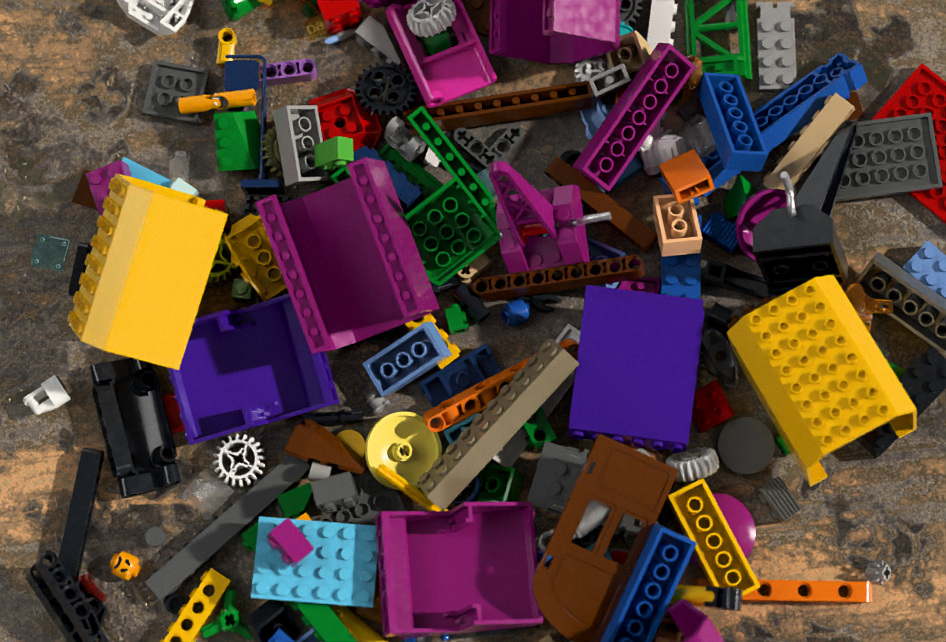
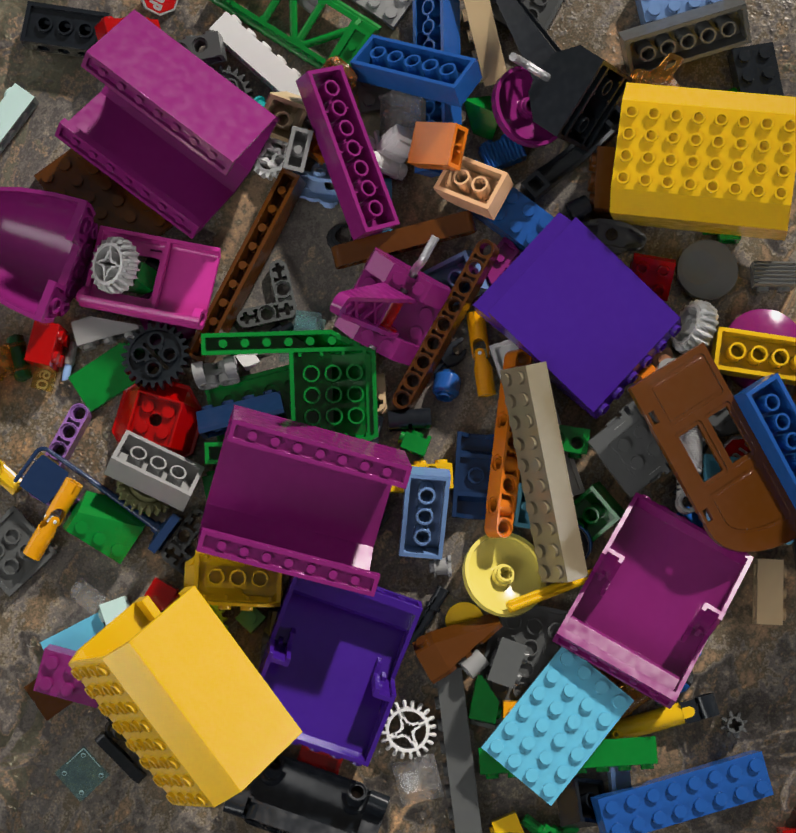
camera: 55 degrees left, 5 degrees up
(289, 543) = (529, 736): magenta brick -> none
(334, 153) = (186, 445): bright green brick -> none
(343, 66) = (102, 378): none -> green tile
(551, 327) = (482, 368): none -> light orange piece

